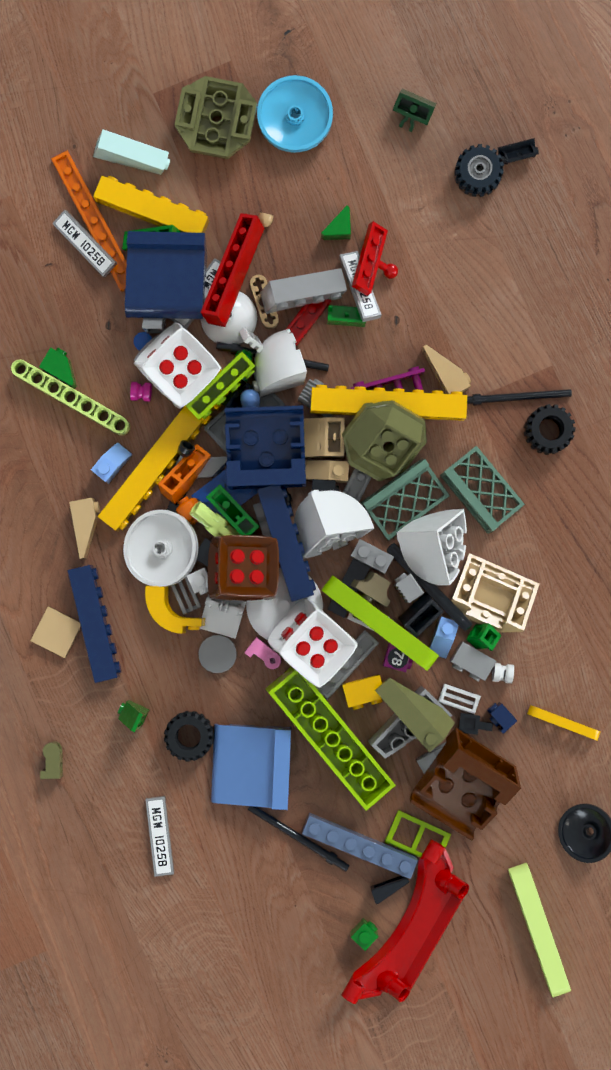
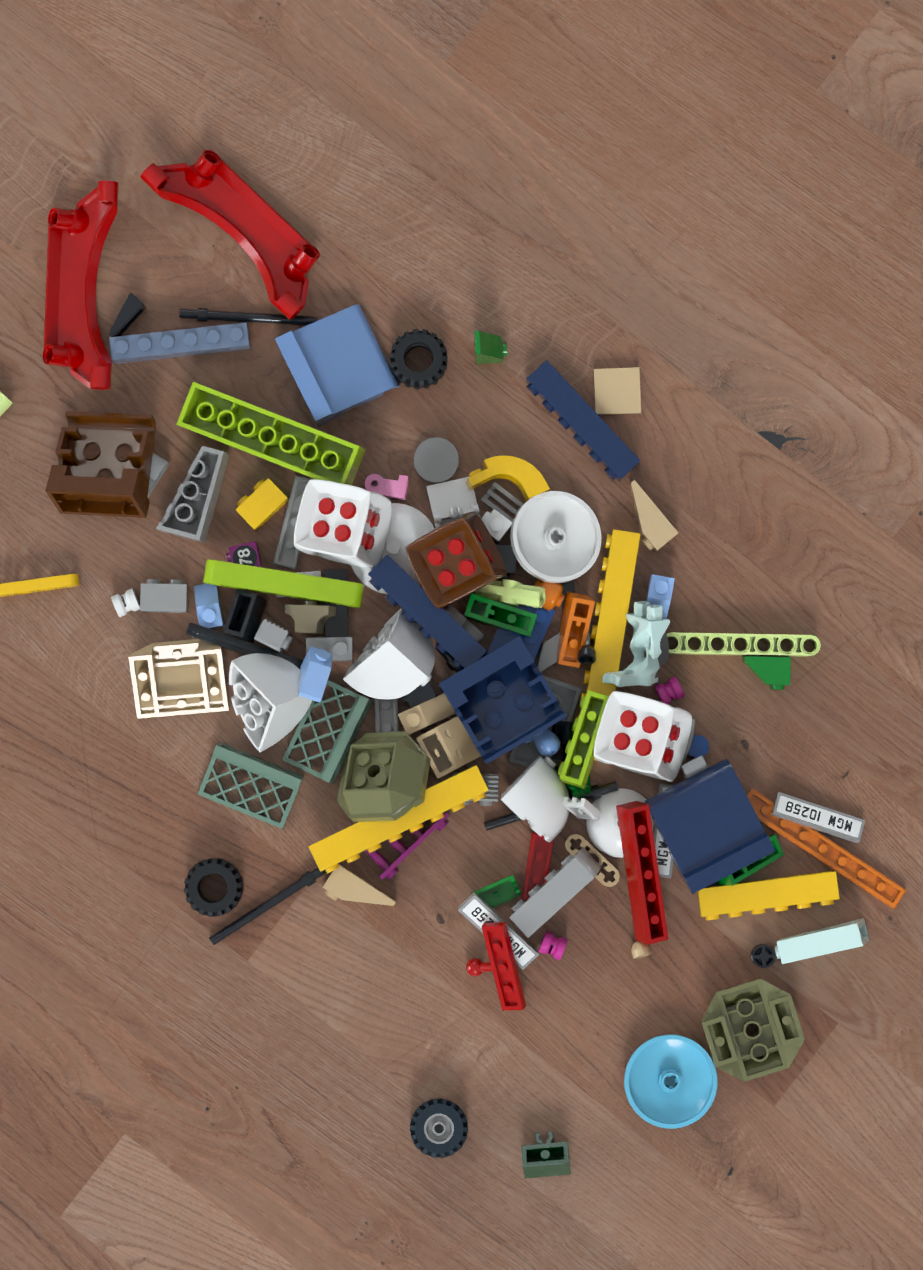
camera: 155 degrees right, 0 degrees up
(54, 761) = (547, 261): olive leg -> none
(132, 440) = (648, 636): none -> light aqua hips
(159, 836) = (392, 240): tile -> none
(177, 164) = (766, 957): none -> black wheel
(263, 927) = (230, 203): none -> red panel
(326, 255) = (558, 945): none -> dark pink wheel
(339, 228) = (555, 985): green slope -> none
(364, 934) = (126, 256): green brick -> none
(389, 838) = (125, 400): lime window -> none
(393, 542) = (314, 674): none -> light blue slope
(422, 717) = (186, 508): olive wedge -> none
(443, 693) = (178, 556): white tile -> none
(471, 723) = (131, 531): black plate -> none
(483, 636) = (166, 628): green brick -> none
(501, 717) = (103, 555): dark blue brick -> none
(518, 151) = (412, 1170): black hinge -> none

